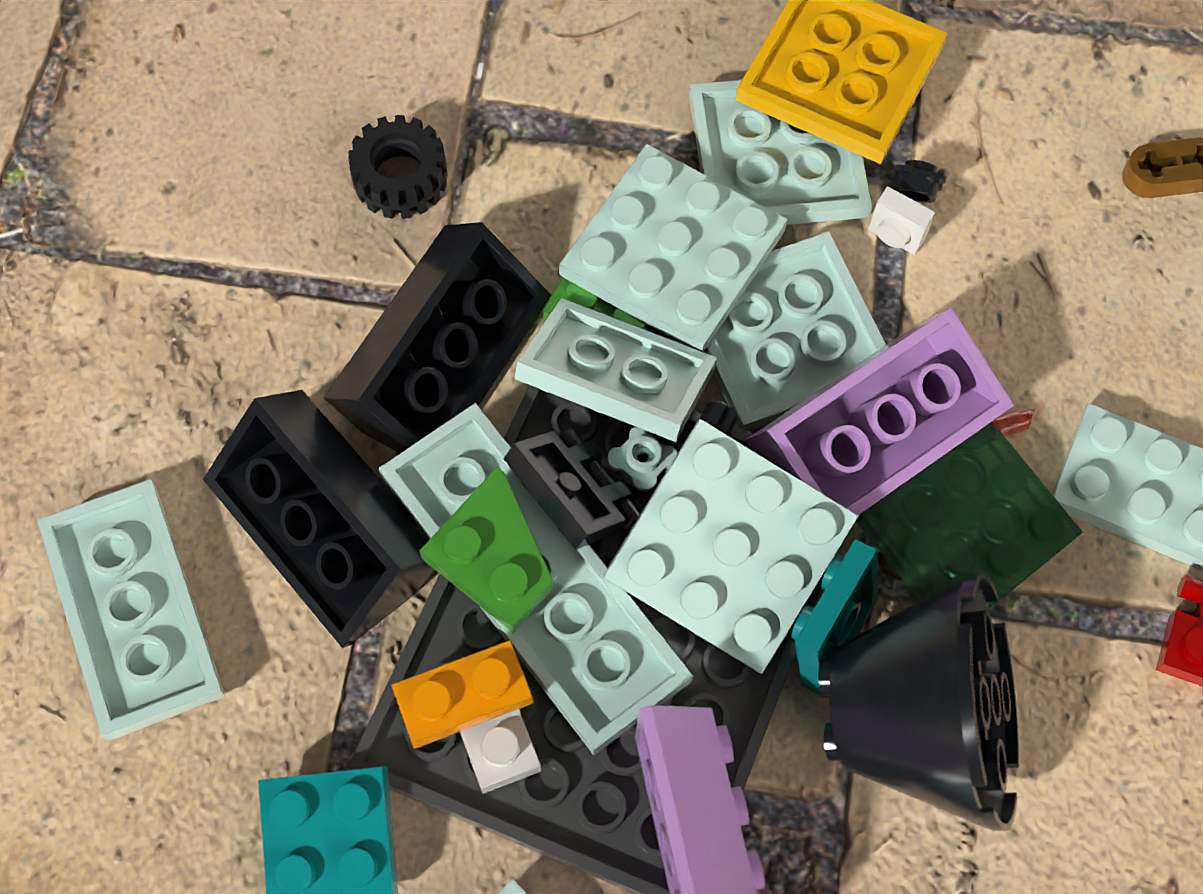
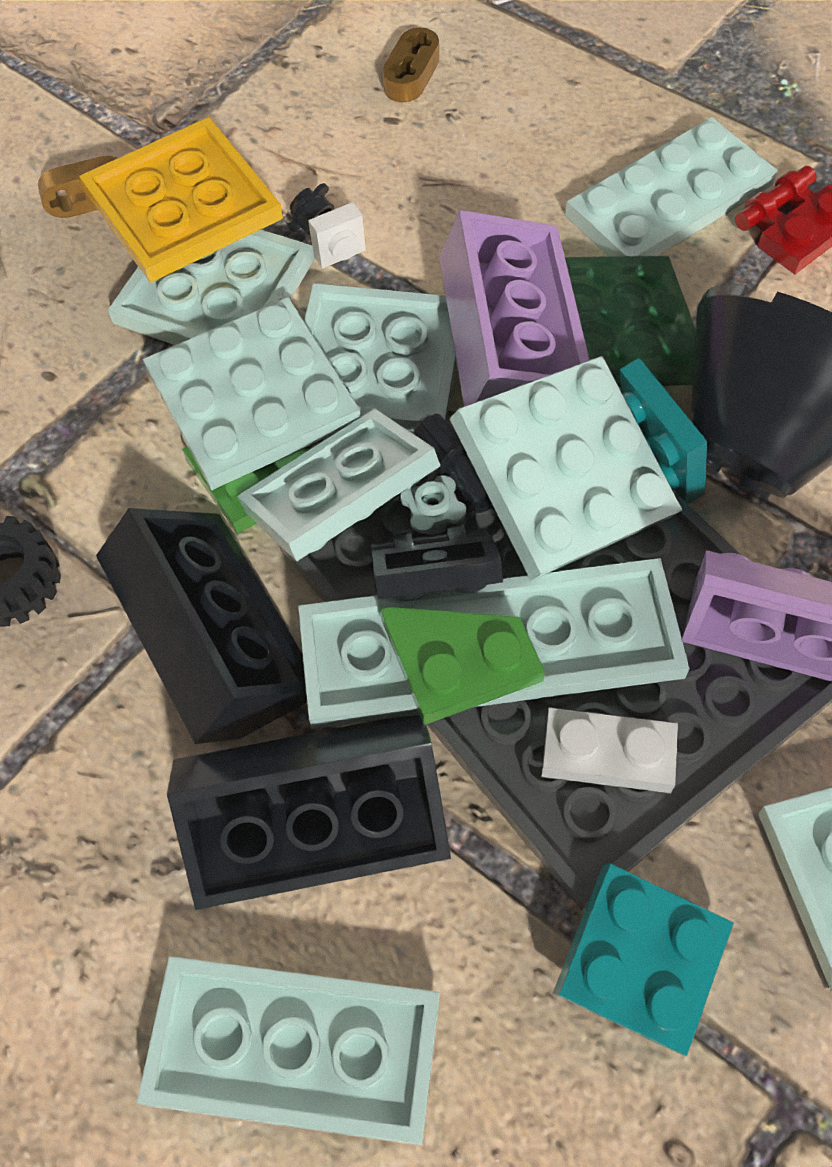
camera: 55 degrees left, 5 degrees down
(462, 694) = (583, 751): light orange plate -> none

